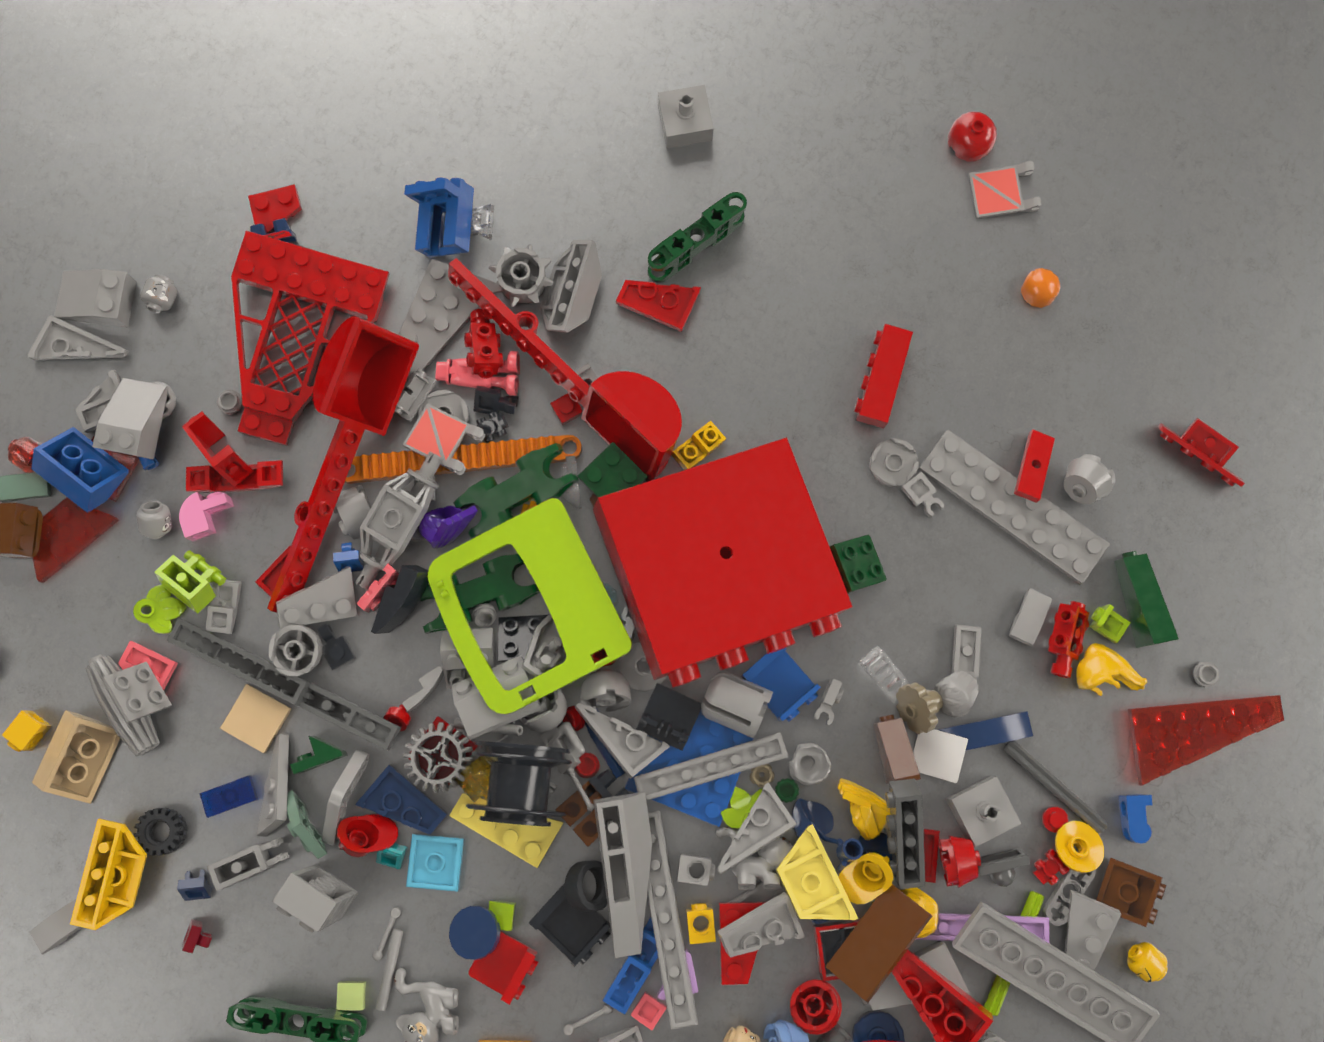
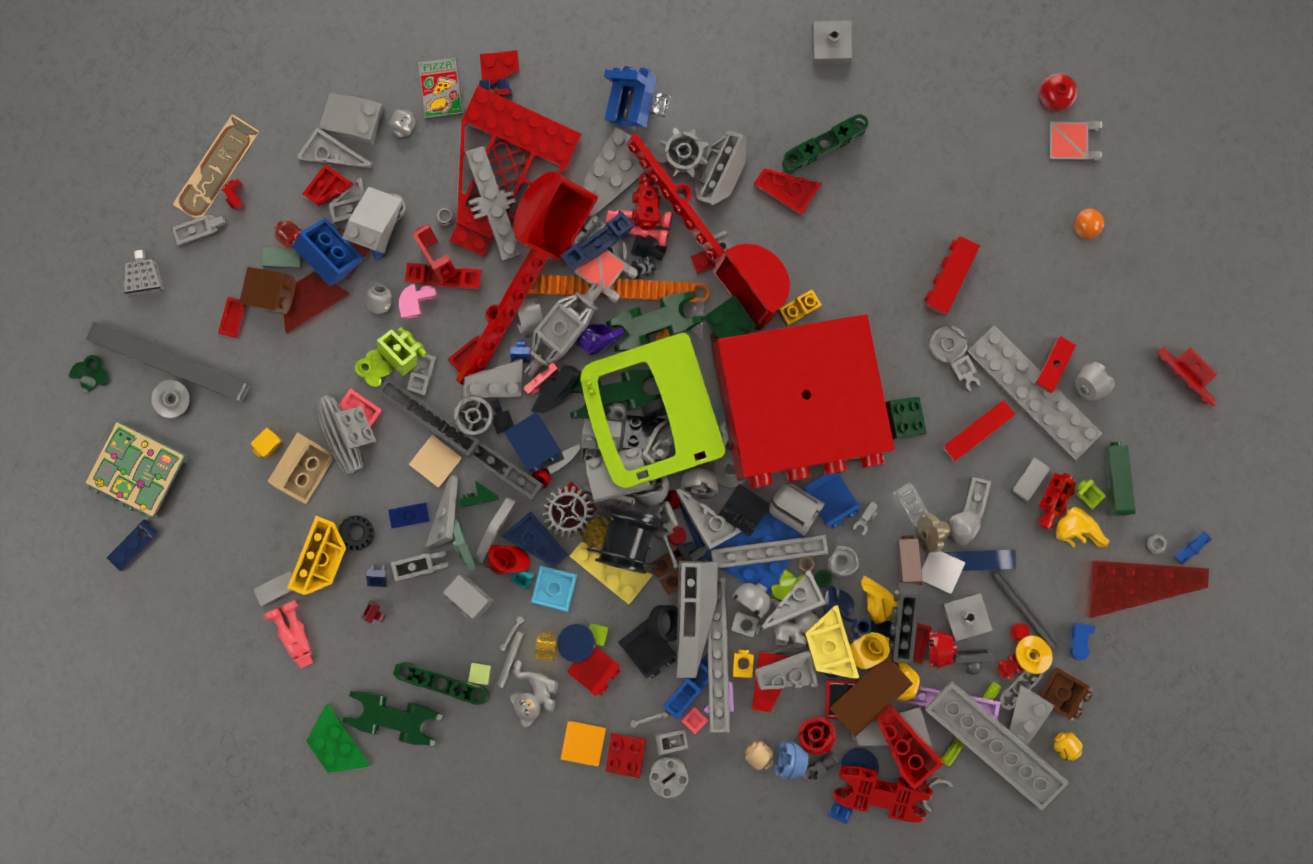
camera: 15 degrees right, 5 degrees up
(70, 386) = (326, 186): none -> red wing
(91, 991) = (293, 638): none -> coral piece
(203, 245) = (440, 88): none -> tile
(284, 374) = (492, 203): none -> light grey hinge
(379, 673) = (533, 442): none -> dark blue brick
(428, 404) = (598, 243): none -> dark blue slope
(434, 944) = (545, 646): none -> clear yellow brick
(531, 604) = (654, 409): none -> black tyre
(700, 833) = (753, 598): none -> light grey cylinder
(953, 565) = (978, 430): none -> red slope
(1253, 671) = (1193, 547): none -> blue pin

